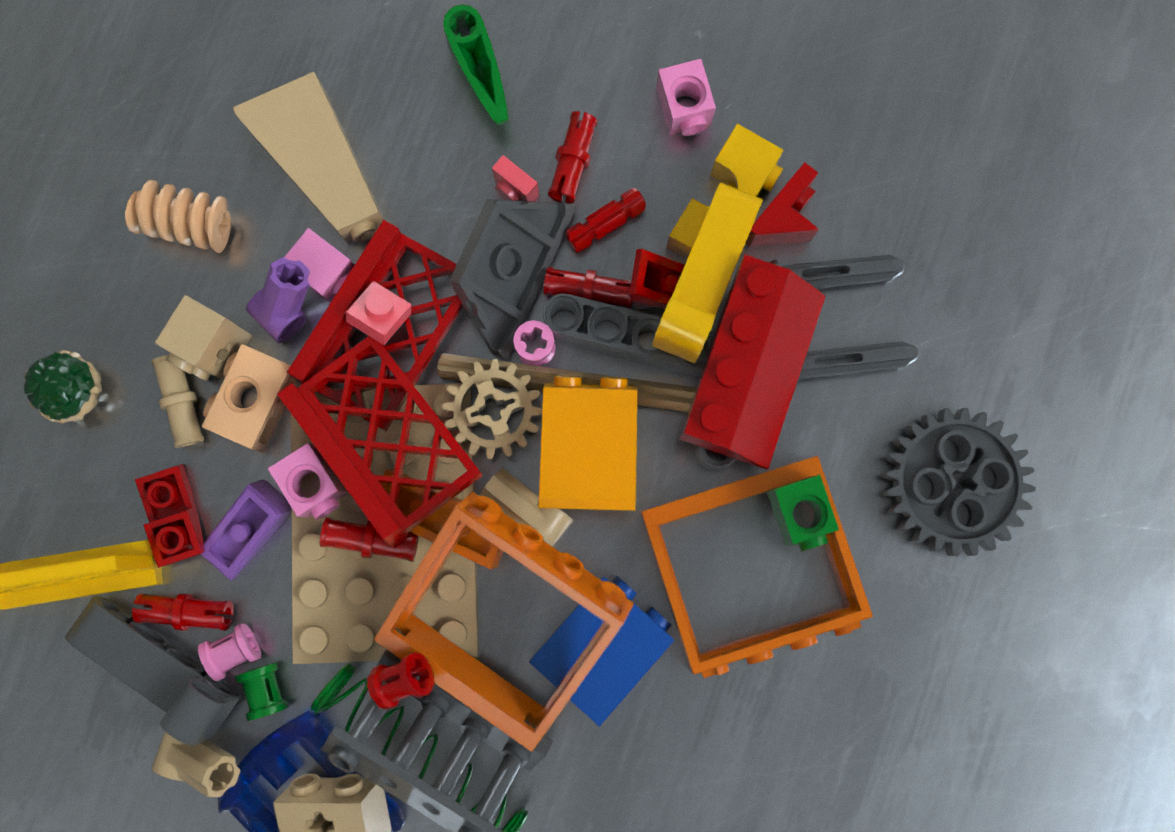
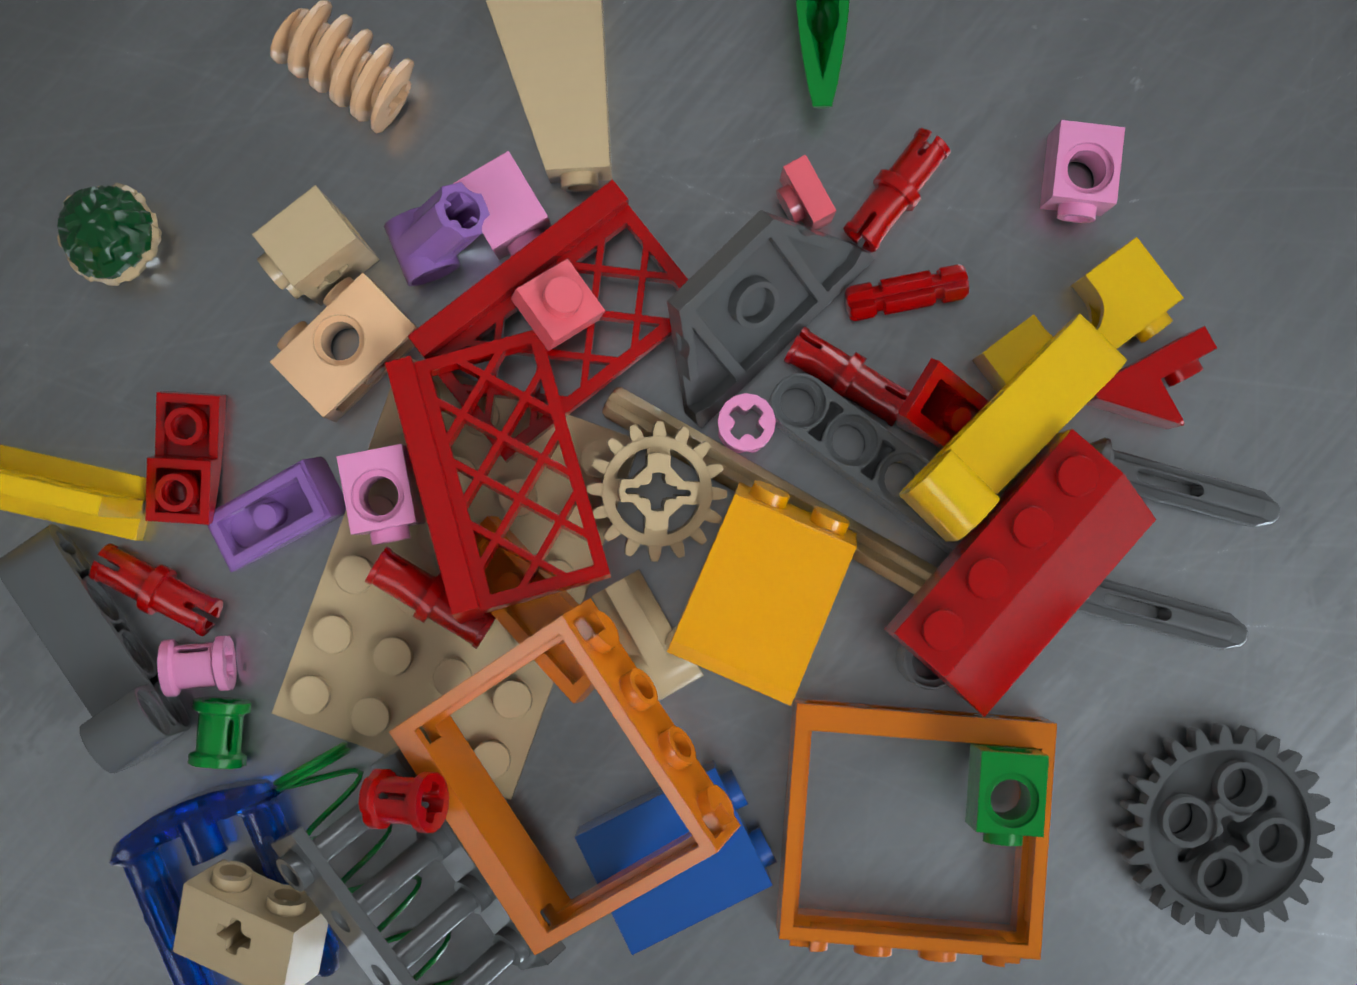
camera: 25 degrees right, 5 degrees up
(178, 403) = (249, 313): tan pin -> none
(201, 765) = (112, 802): tan piece -> none

